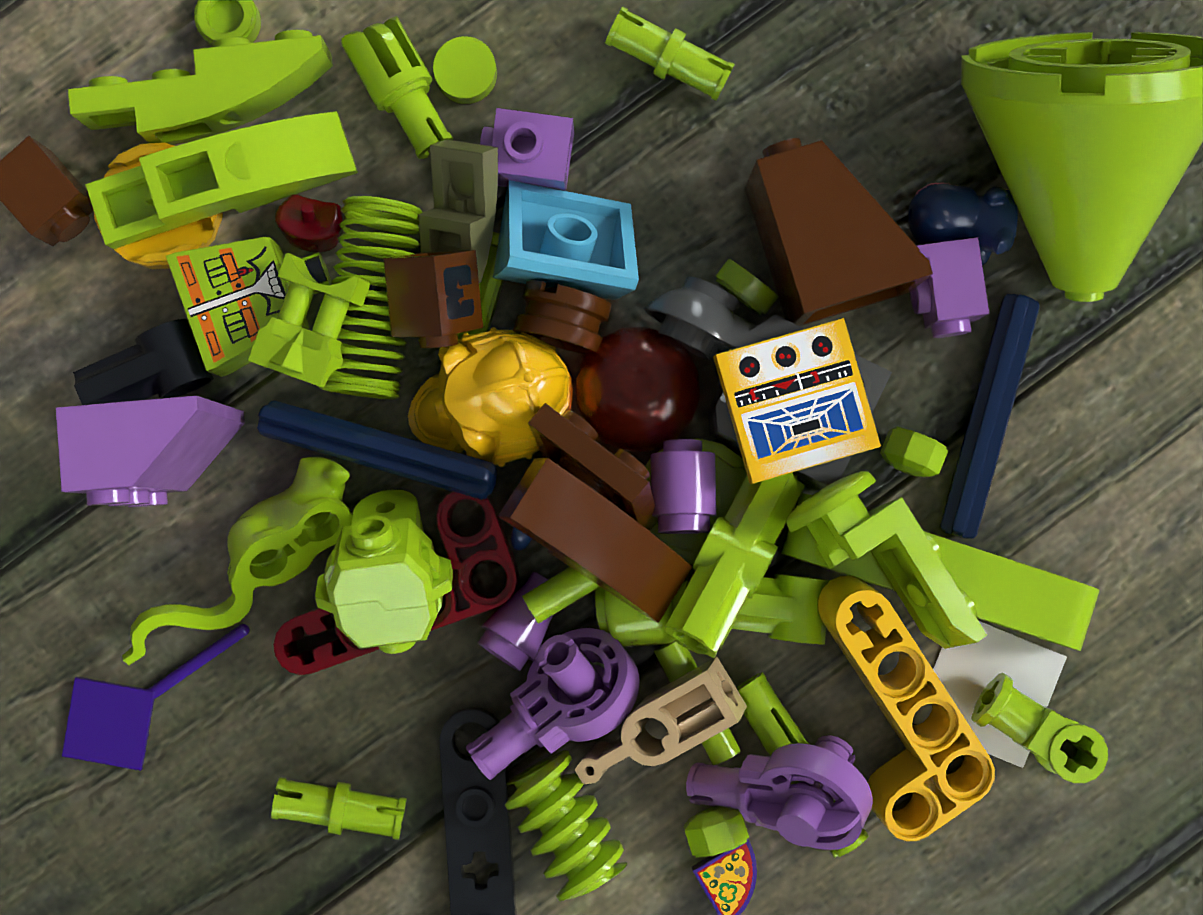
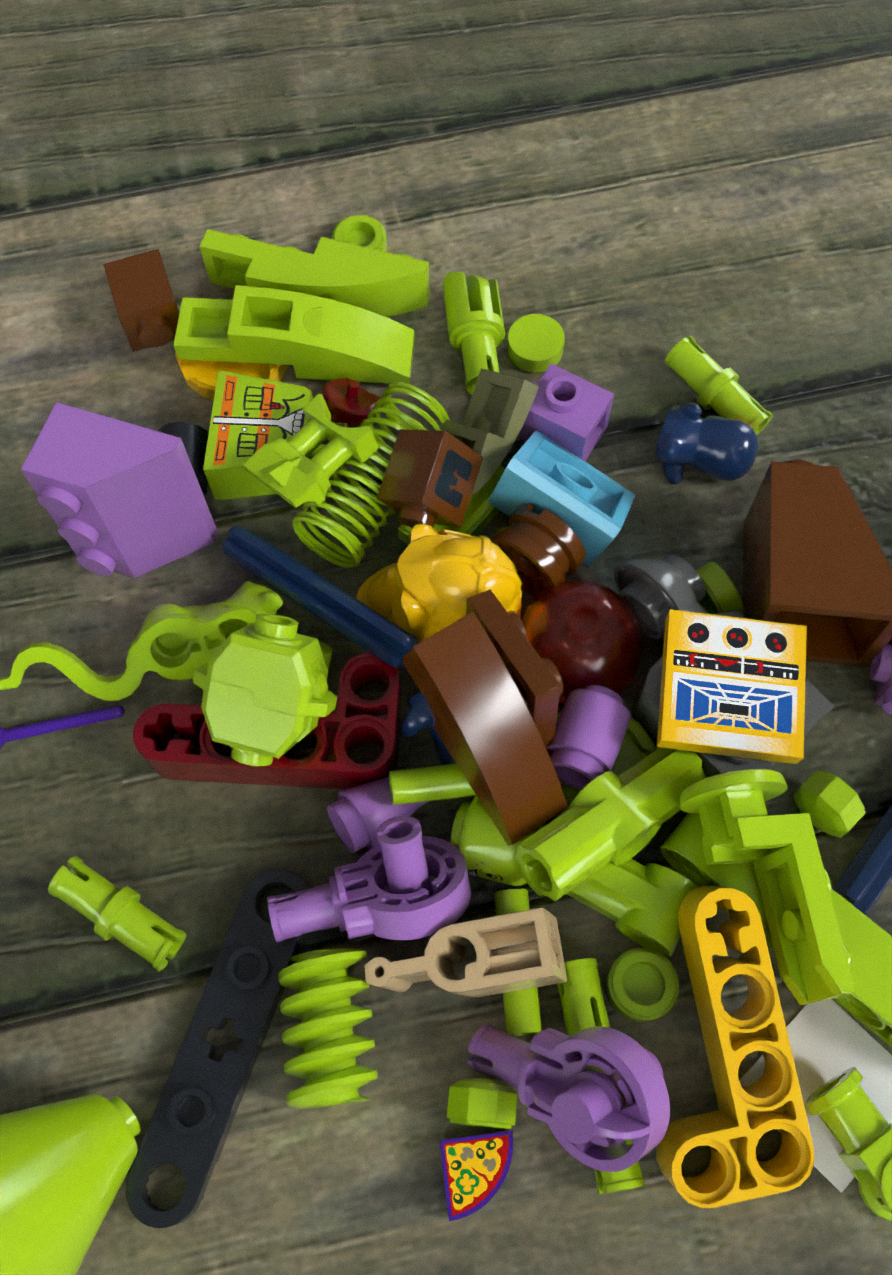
camera: 25 degrees right, 20 degrees down
(685, 125) = (712, 444): none -> dark blue animal
(808, 674) = (642, 985): none -> lime tile

